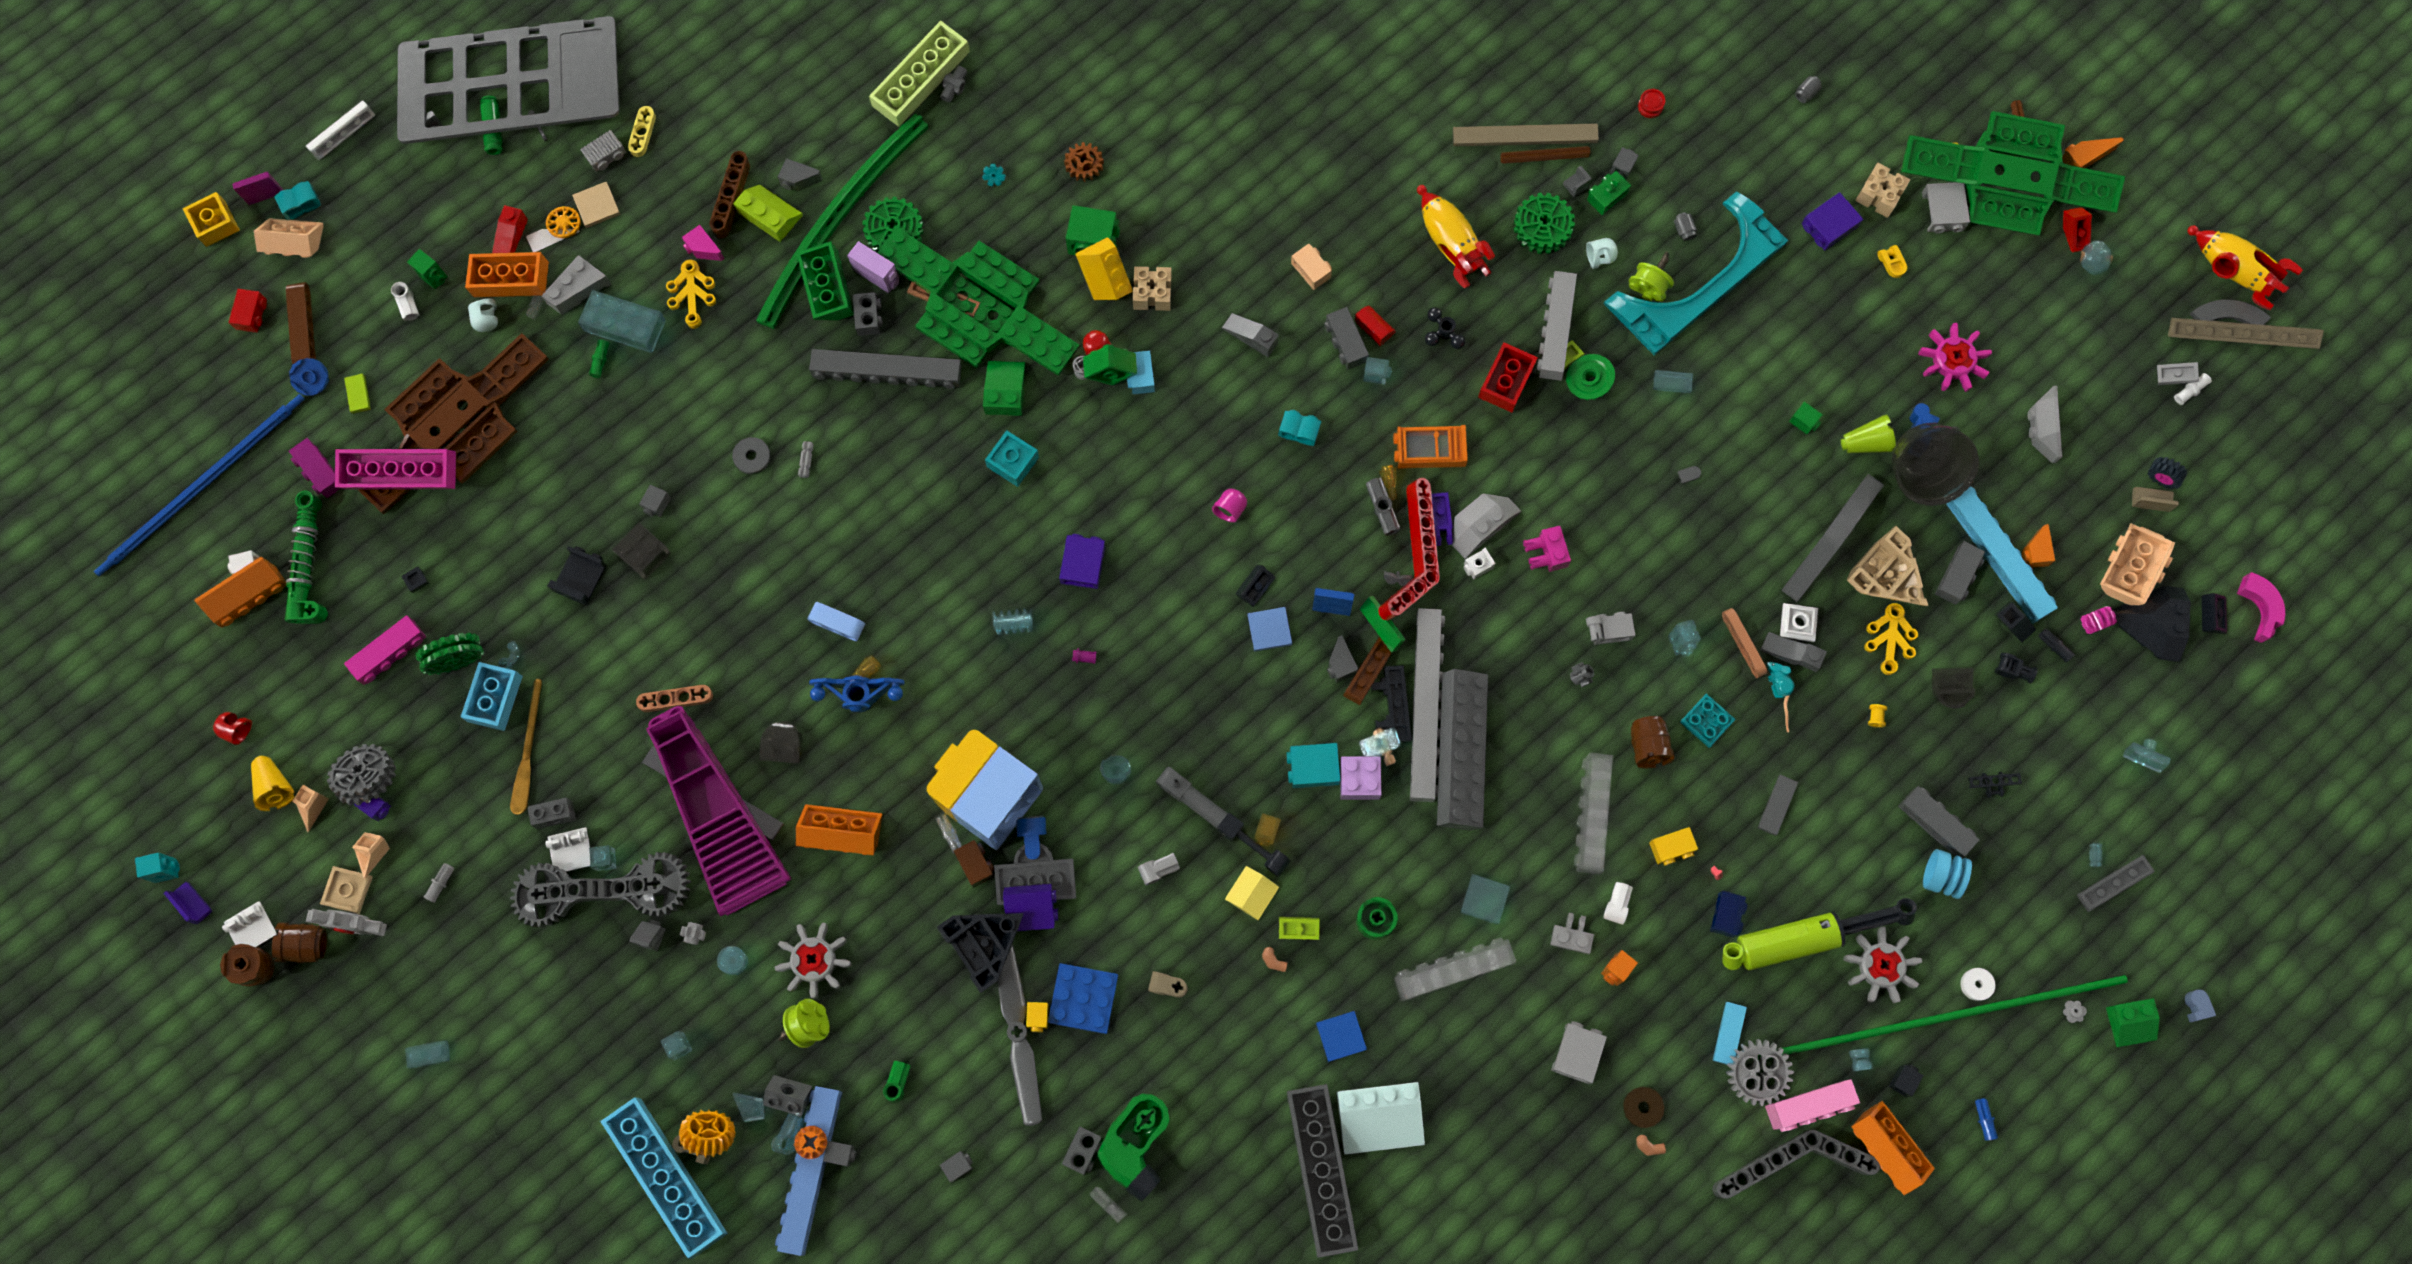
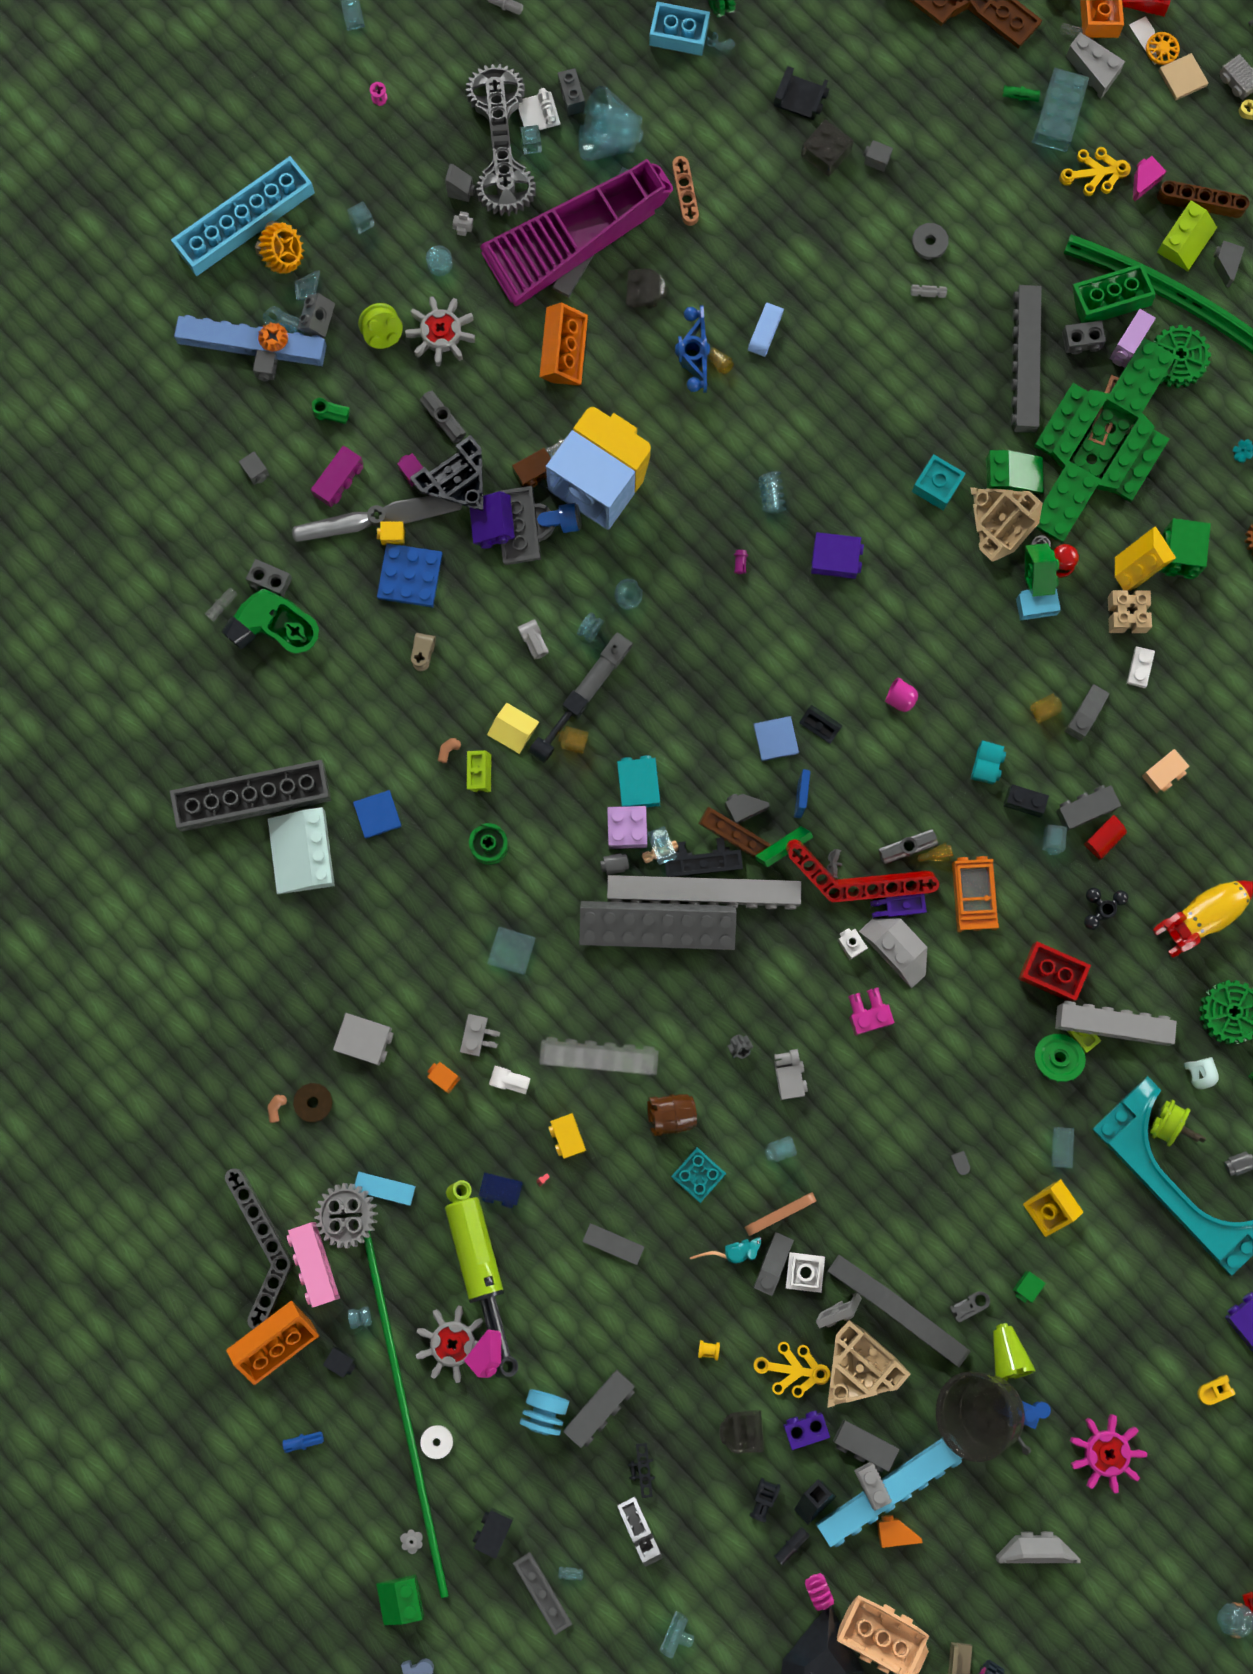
camera: 85 degrees right, 5 degrees up
(521, 787) = (601, 65): pearl gold piece -> none
(527, 1020) = (375, 93): none -> dark pink bush
(599, 775) = (608, 127): none -> clear light blue cone
(899, 967) = (448, 425): none -> dark grey piece
(966, 994) = (409, 466): none -> magenta brick
(971, 1074) = (337, 476): none -> magenta brick
(1053, 398) = (1004, 519): none -> tan wedge
(1148, 809) = (590, 627): none -> clear light blue wheel
(1206, 283) = (1140, 667): none -> white plate
(1246, 370) = (1046, 708): none -> clear yellow brick
(1339, 394) = (1026, 800): none -> black brick
(1397, 792) = (614, 864): none -> dark grey brick
(1454, 970) = (441, 920): clear brick -> none
(1731, 392) = (1053, 1208): none -> yellow slope
(1826, 474) = (968, 1307): none -> dark grey piece
(1837, 591) = (838, 1312): none -> light grey wing
(1898, 927) = (486, 1355): none -> dark pink slope
(1954, 626) = (807, 1436): none -> dark purple brick
(2001, 564) = (873, 1486): none -> light grey brick
(2052, 786) = (640, 1531): none -> slope
(2063, 928) = (493, 1532): none -> black brick

